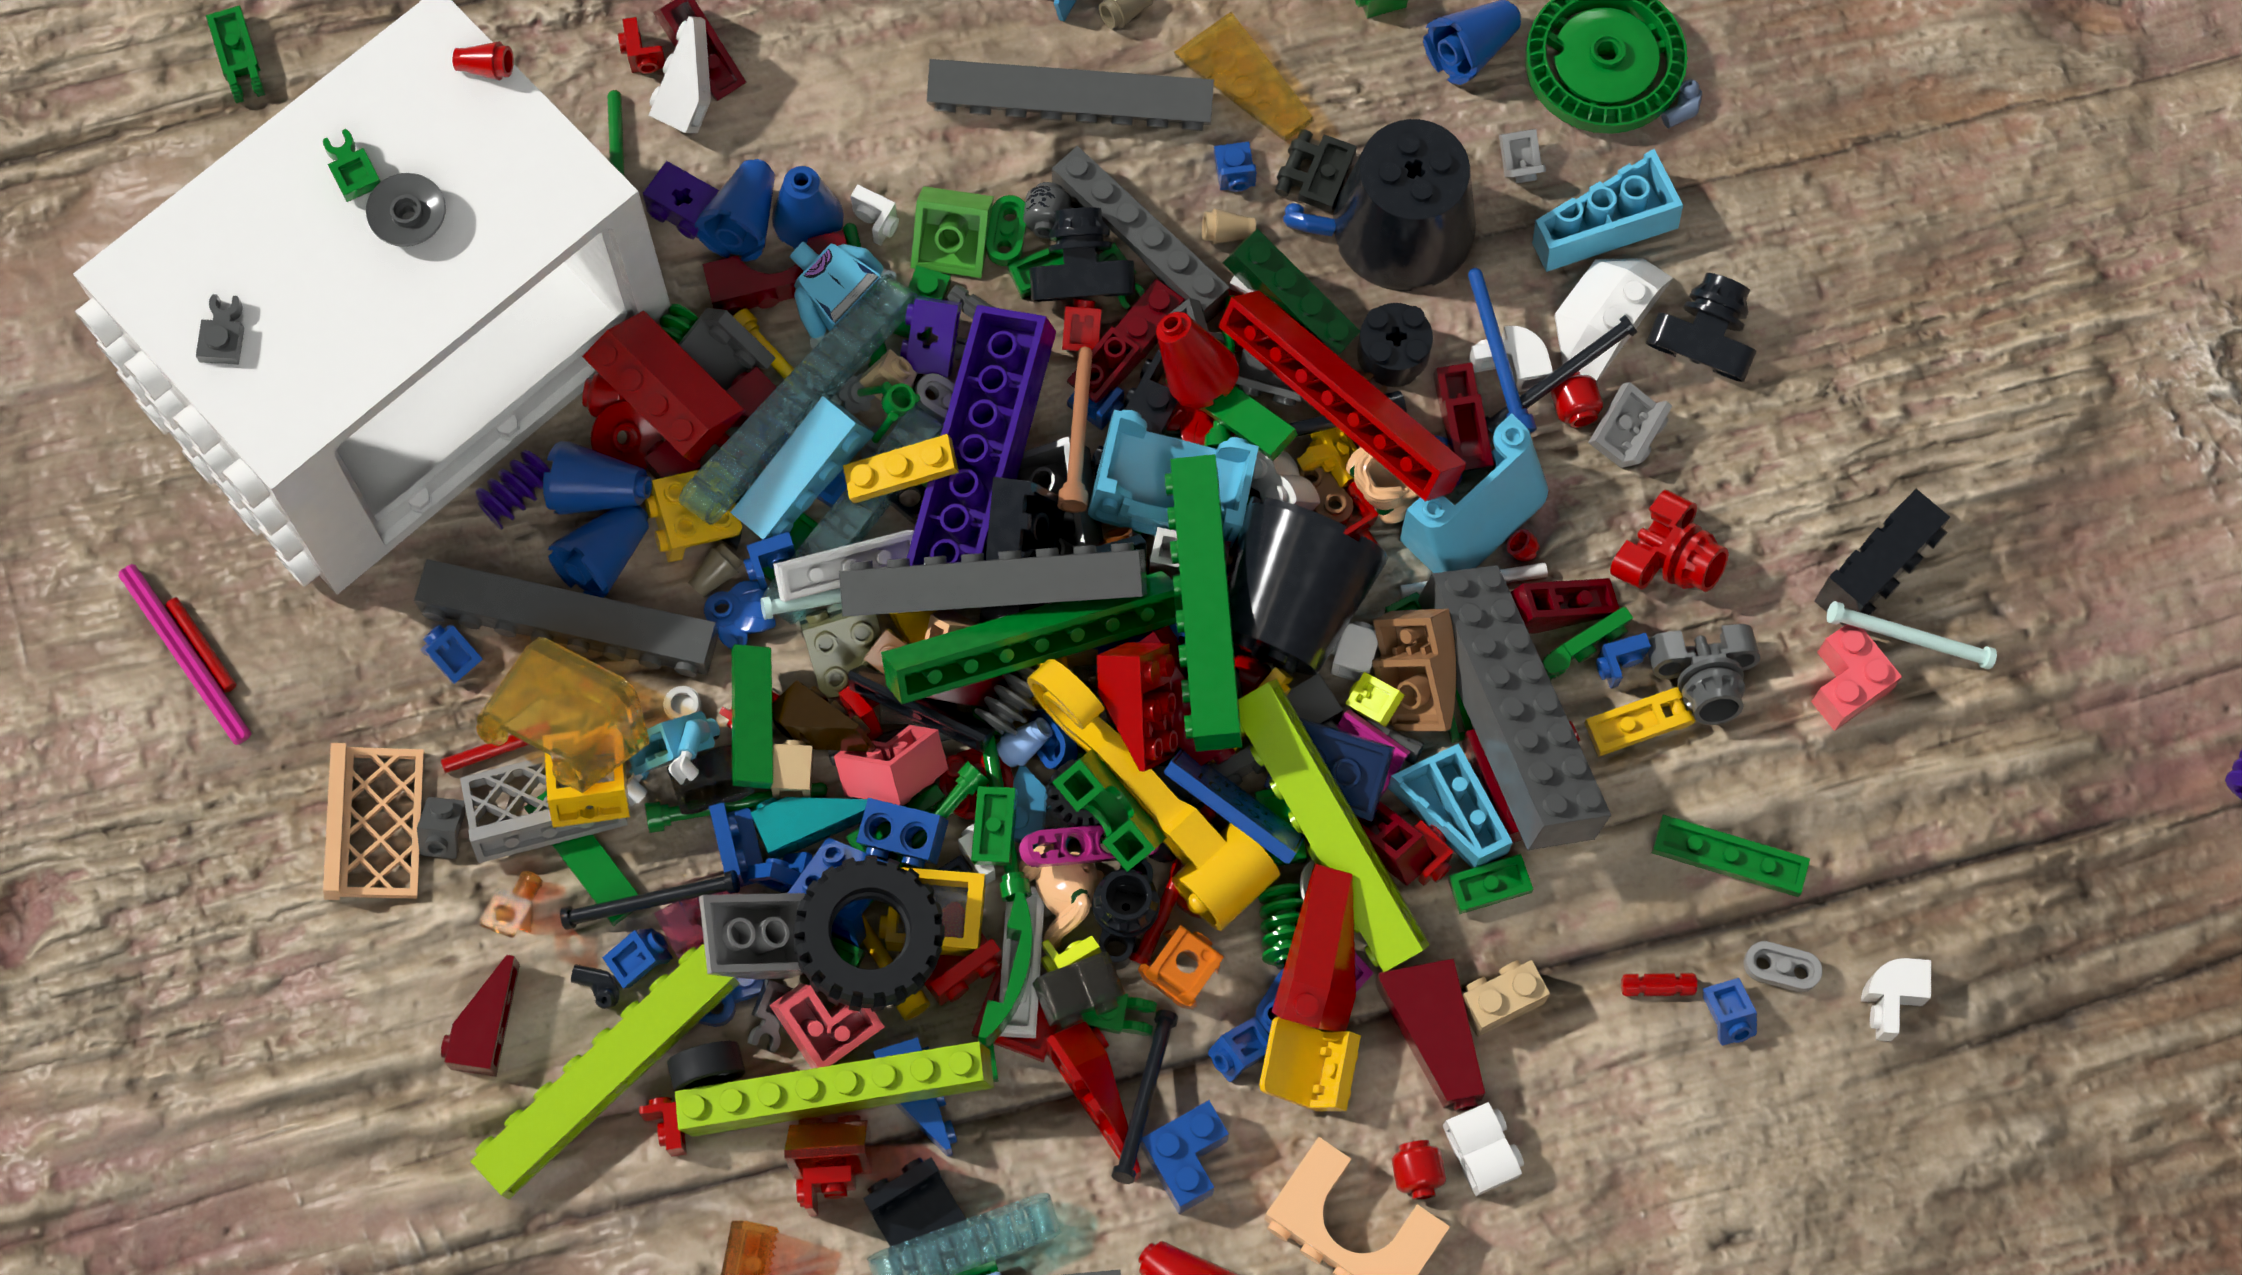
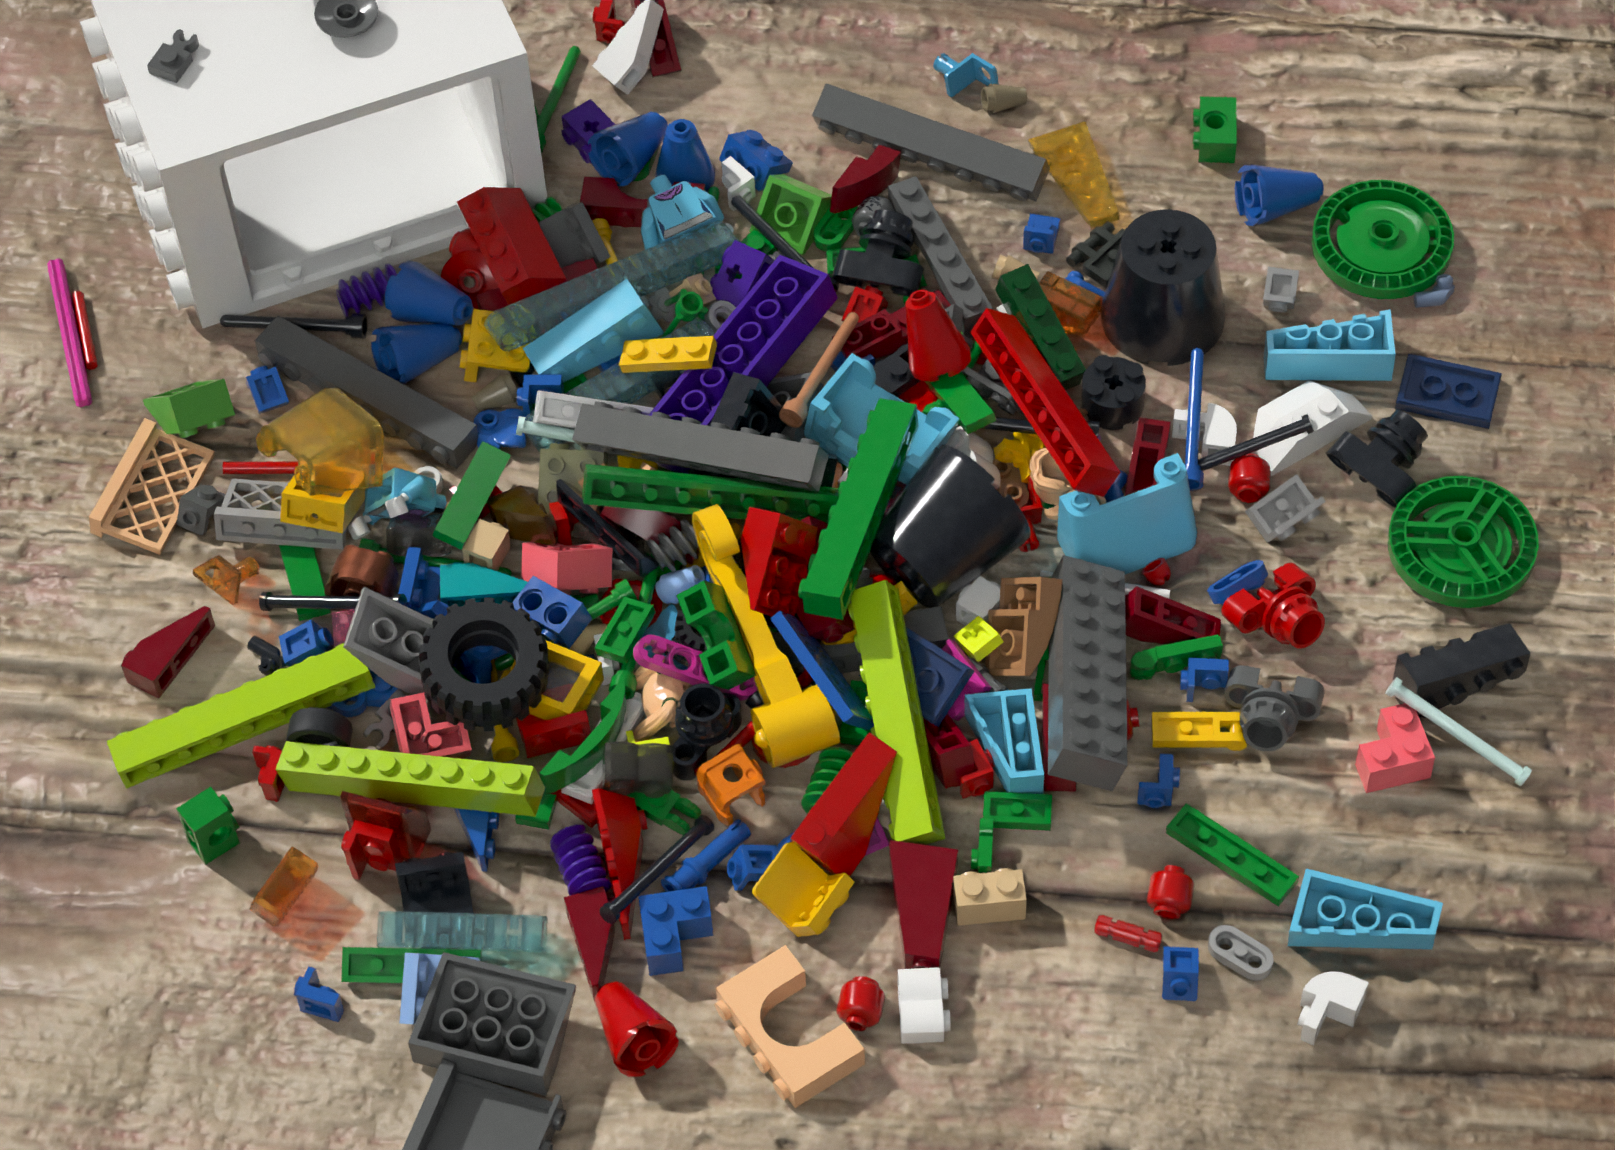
camera: 25 degrees right, 15 degrees down
(375, 707) = (191, 407): none -> bright green slope
(514, 537) = (355, 326): none -> black piece
(632, 1221) = (209, 824): none -> green brick
(670, 858) = (360, 569): none -> copper brick
(879, 171) = (756, 156): none -> blue bracket
(955, 827) = (586, 638): none -> tan arm
(958, 276) = (771, 234): none -> black piece
(1020, 163) = (865, 178): none -> dark red slope
(1055, 1117) = (578, 860): none -> dark purple piece
(1106, 1199) = (591, 934): none -> dark red slope
(1181, 1076) = (695, 869): none -> blue pin
(1306, 246) = (1072, 304): none -> clear orange brick
(1477, 950) = (982, 857): none -> green plate
(1613, 530) = (1247, 576): none -> blue plate
(1631, 792) = (1160, 794): none -> blue bracket
(1686, 923) = (1170, 892): none -> red head
(1741, 220) = (1448, 391): none -> dark blue tile
(1823, 427) = (1457, 571): none -> green piece
(1878, 885) = (1360, 915): none -> medium azure wedge

